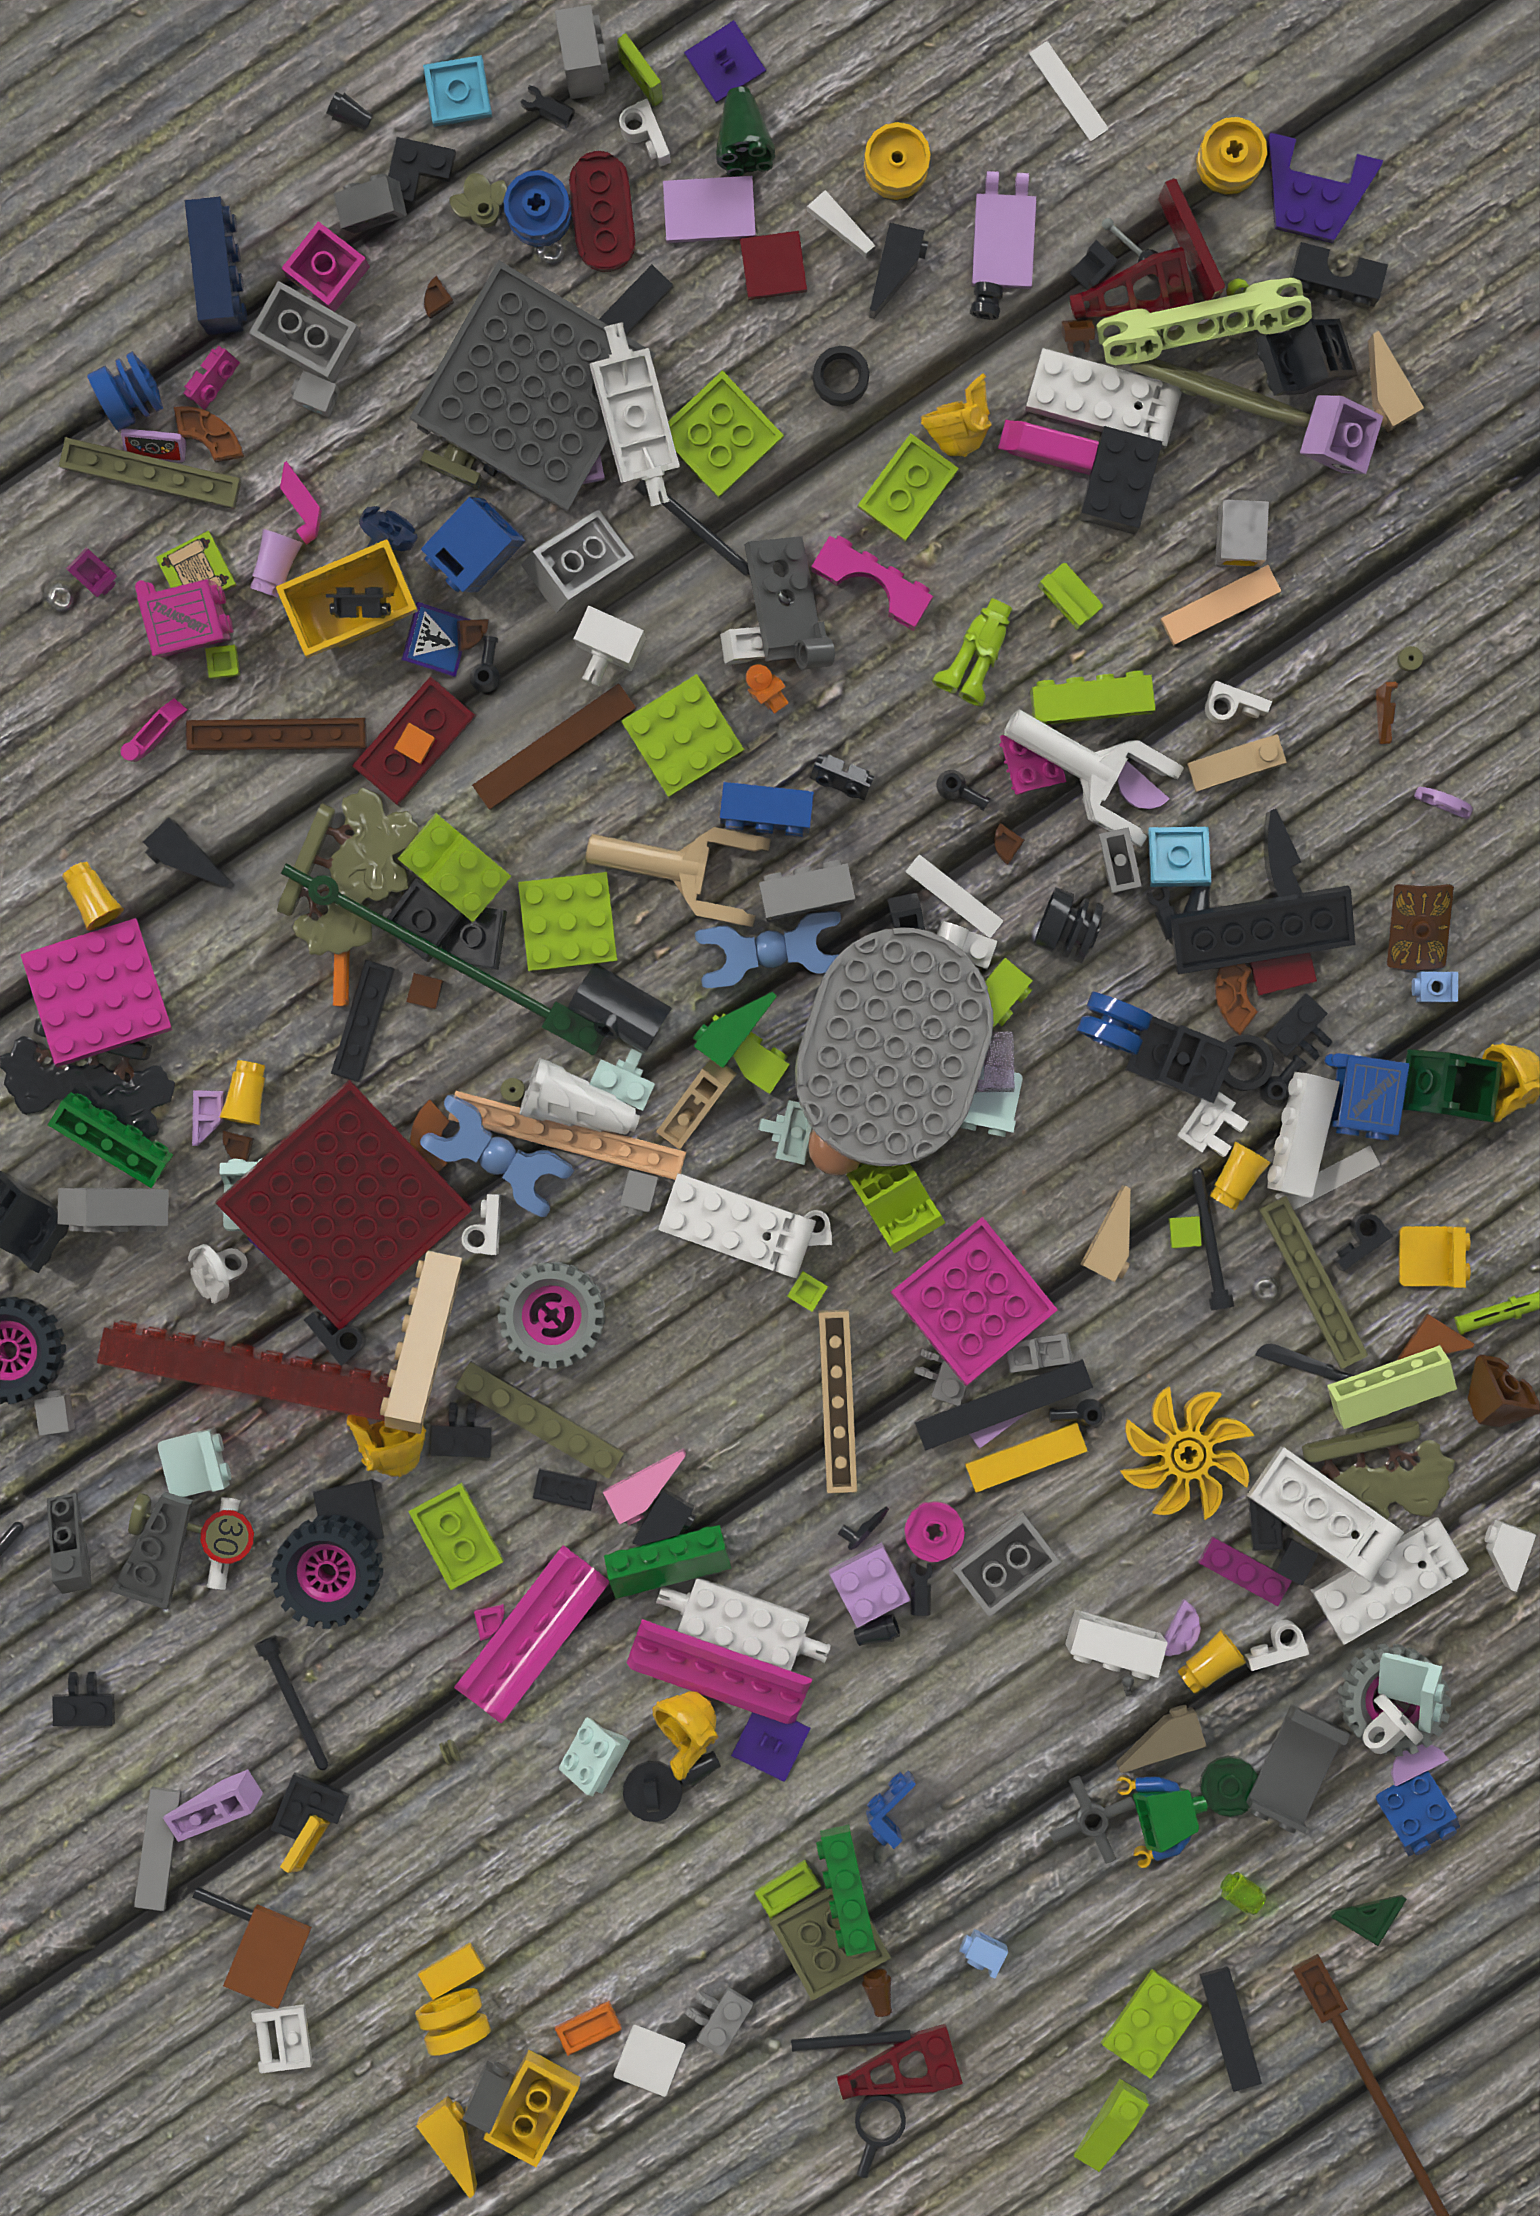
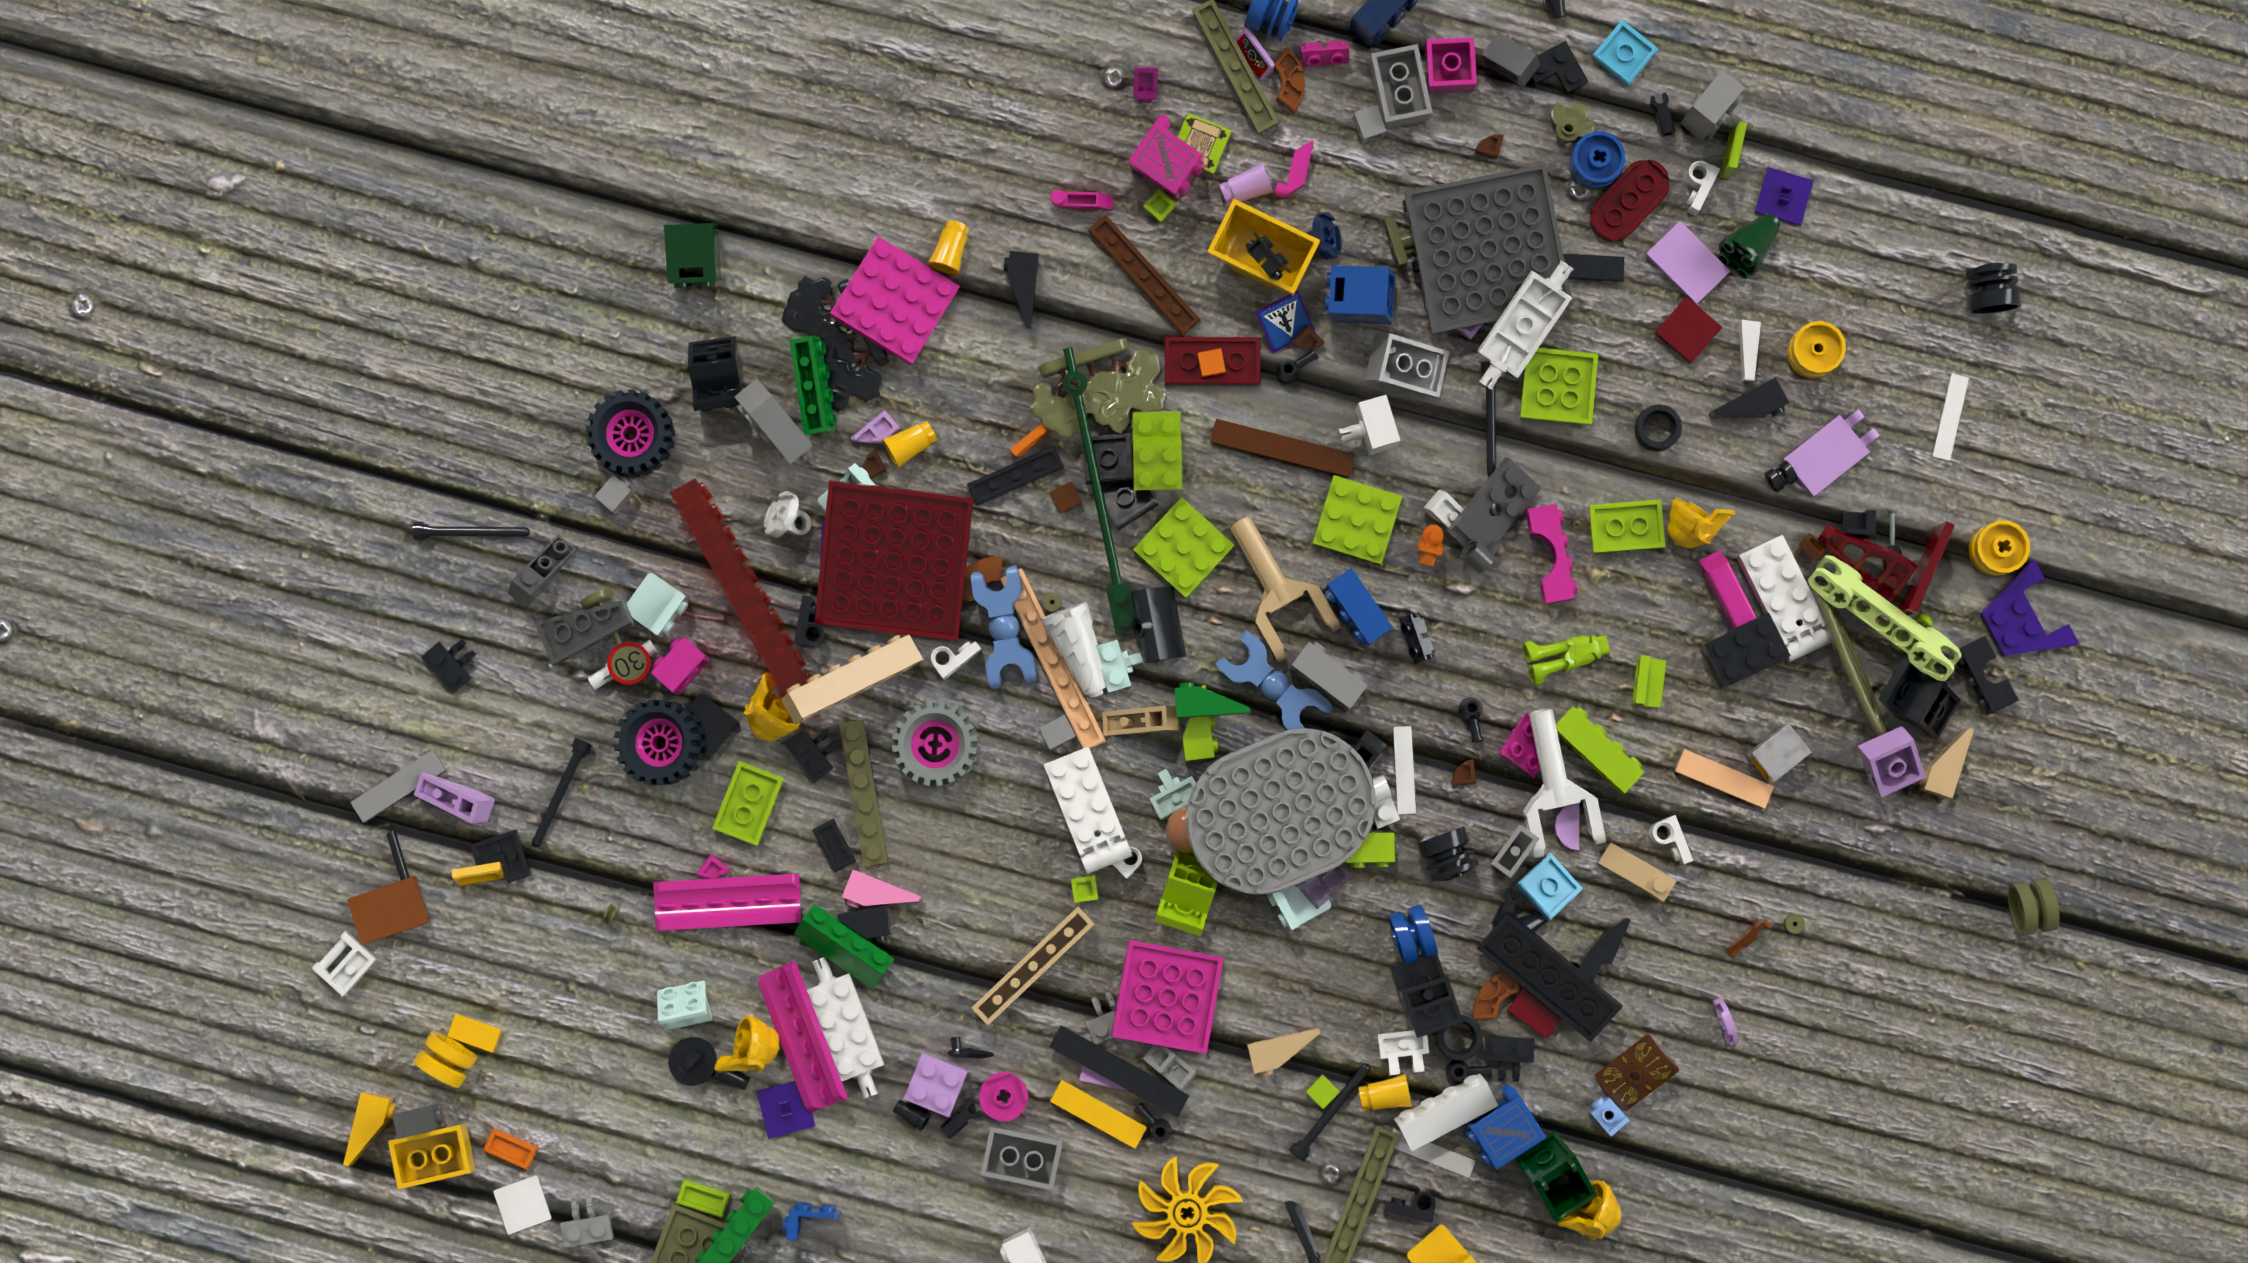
camera: 50 degrees right, 5 degrees down
(270, 1490) = (680, 665): none -> dark pink brick

